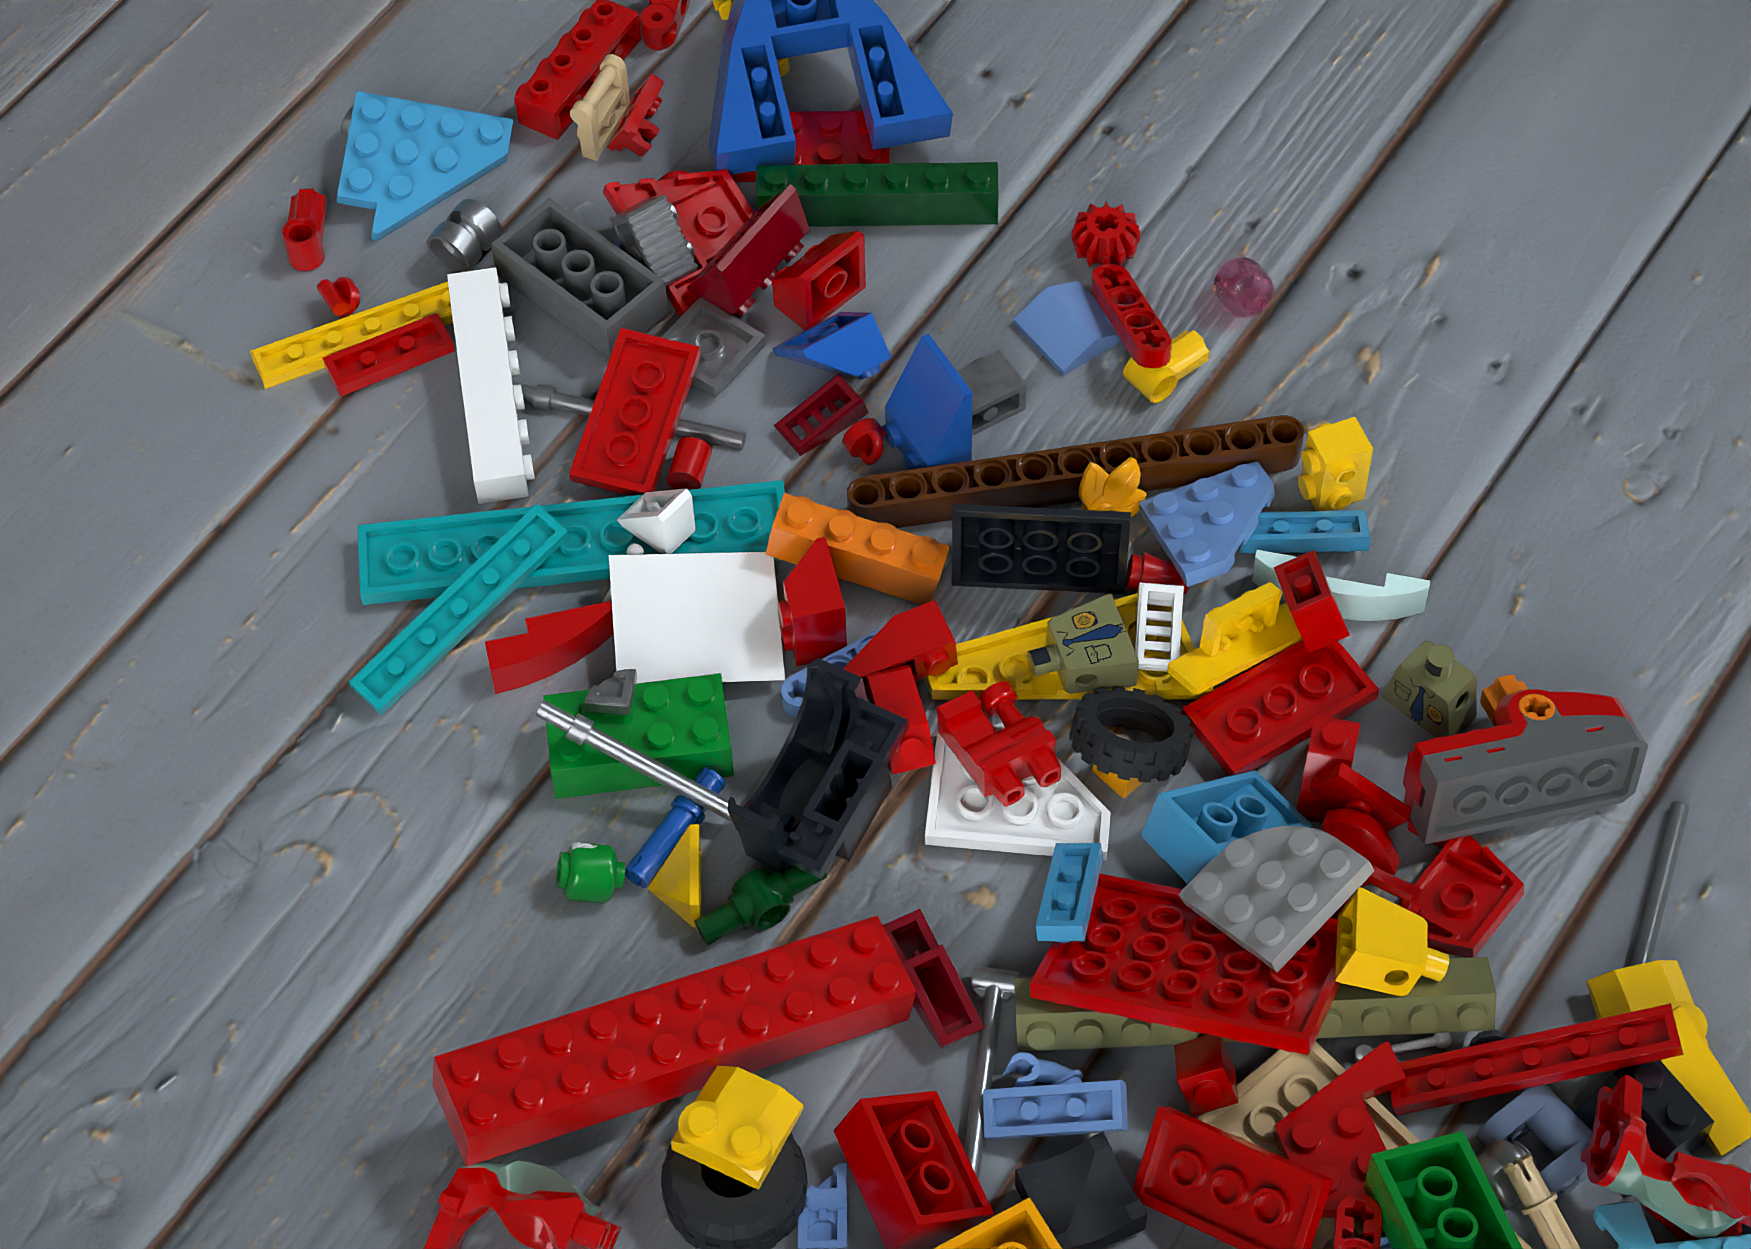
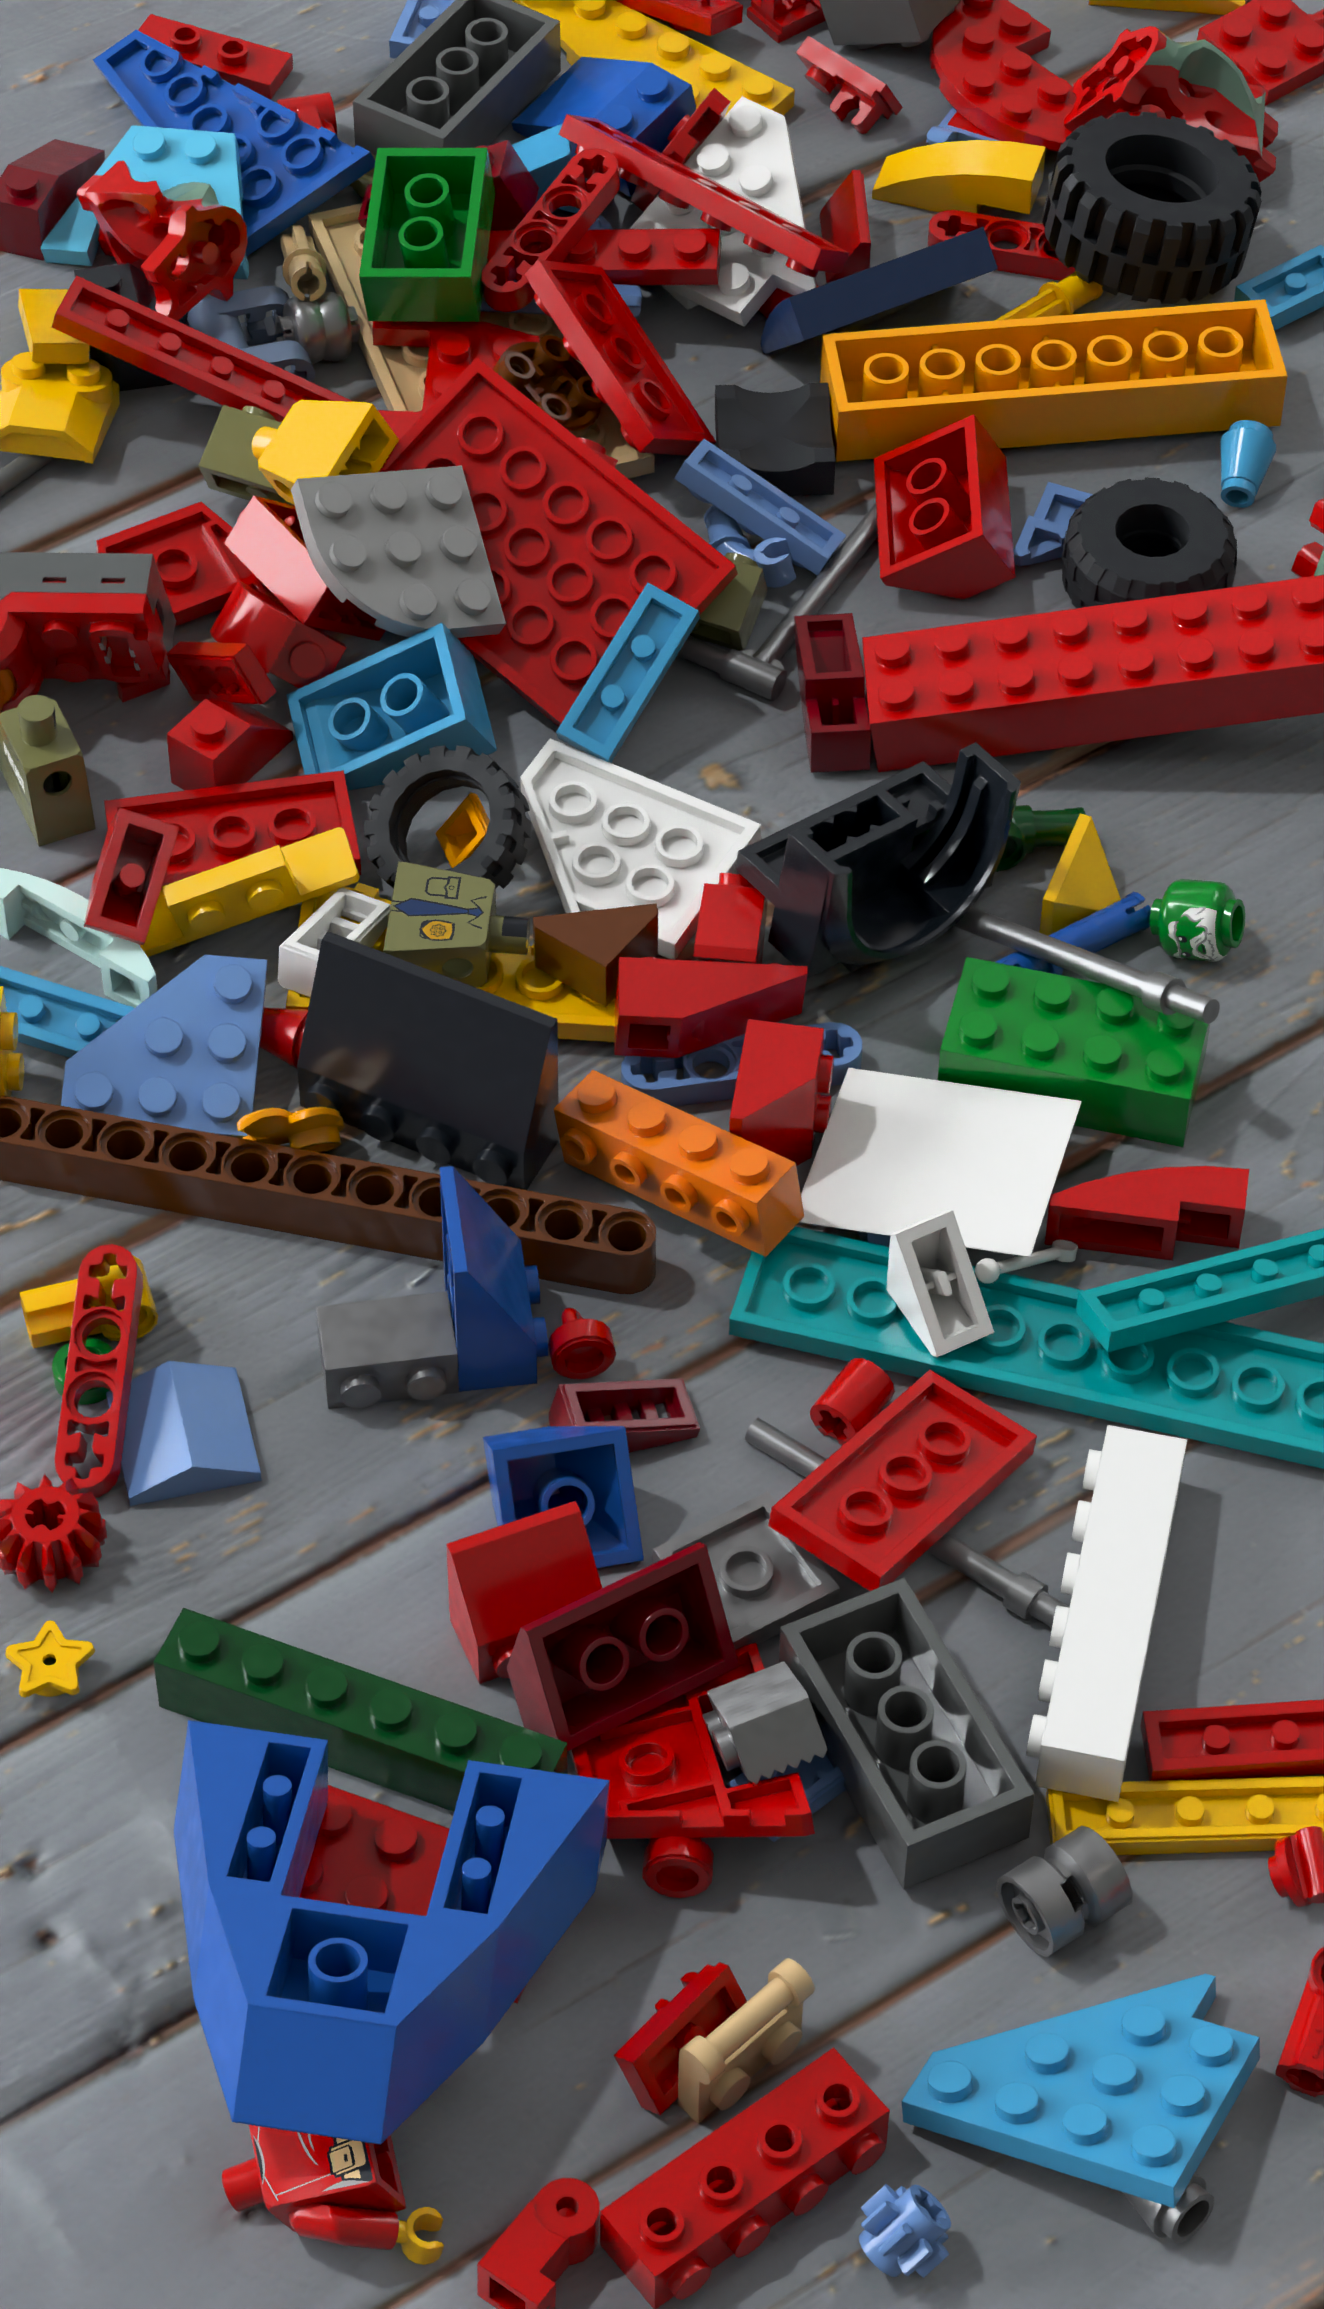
camera: 160 degrees left, 5 degrees down
(489, 66) = (904, 2231): none -> medium blue gear
(614, 694) = (1098, 1044): flat silver tile -> none
(737, 1124) = (1137, 544): yellow slope -> none
(982, 663) = (587, 945): none -> reddish brown slope
(1001, 757) = (622, 844): red hips -> none
(1064, 192) = (55, 1678): none -> yellow plate
(1278, 1125) = (552, 381): none -> reddish brown tile

